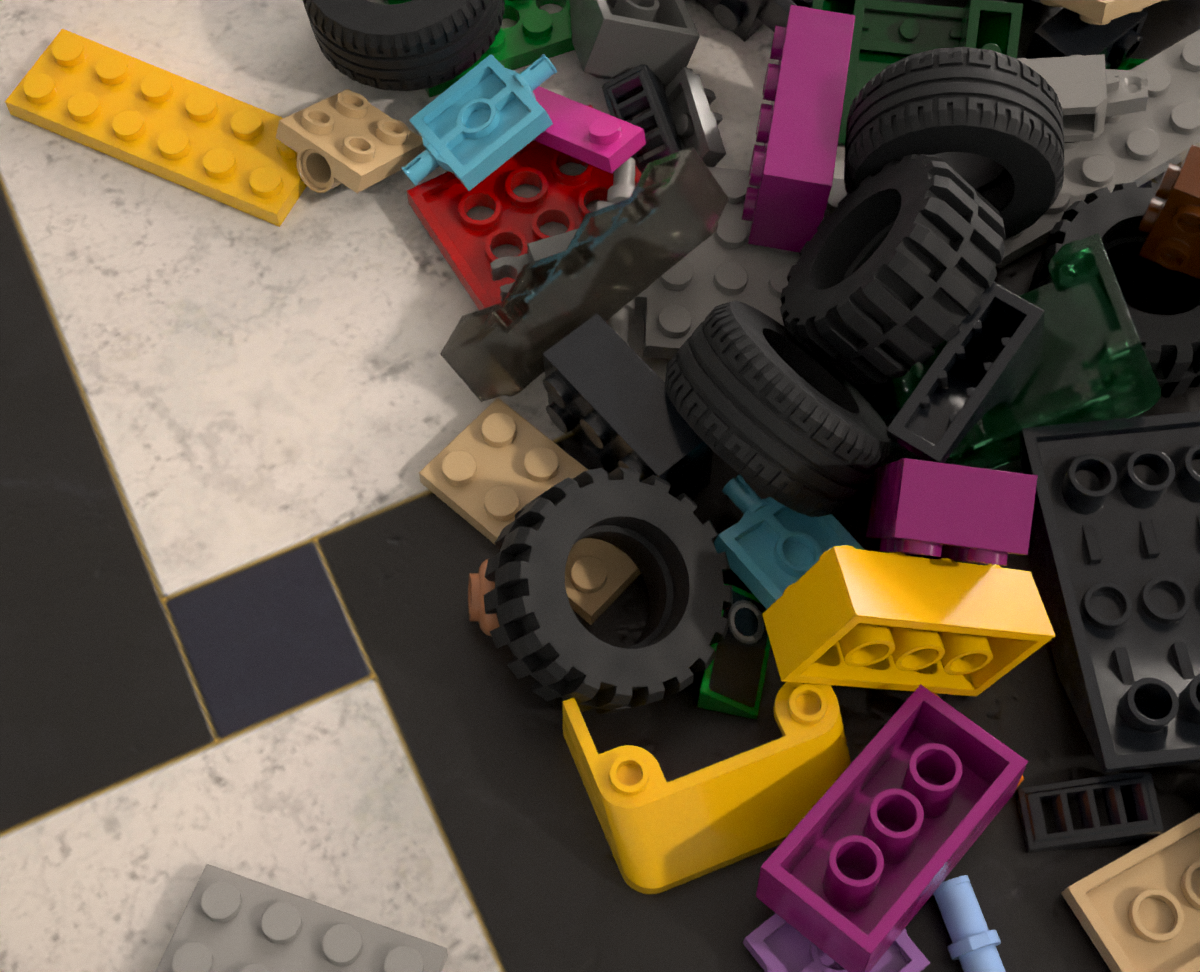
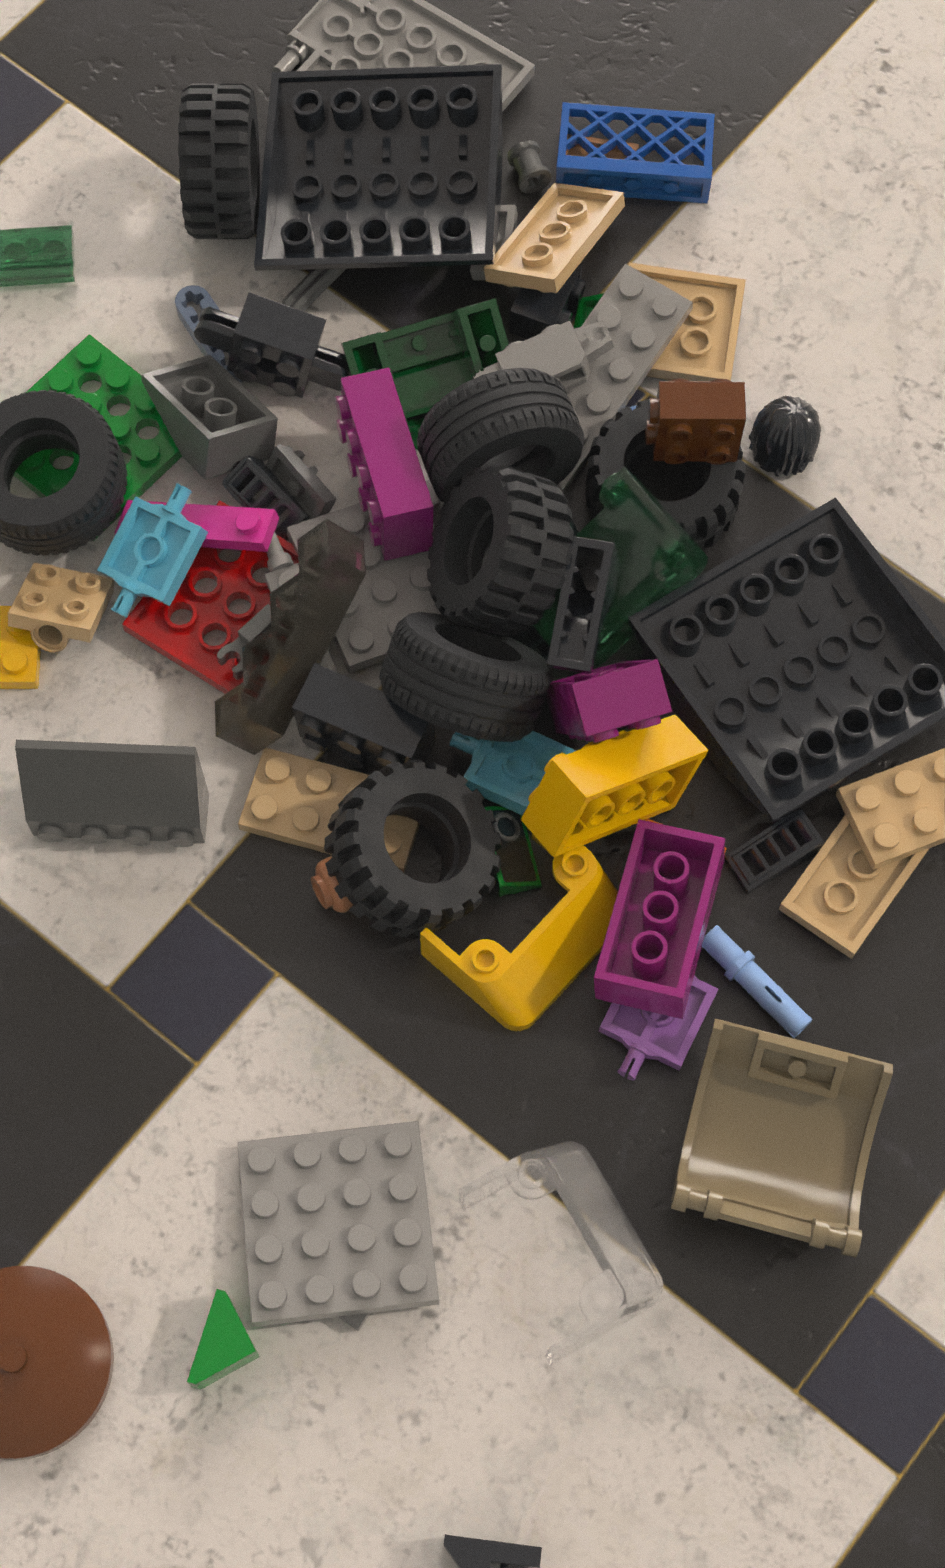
camera: 25 degrees left, 5 degrees up
(285, 364) = (113, 792): none -> dark grey slope

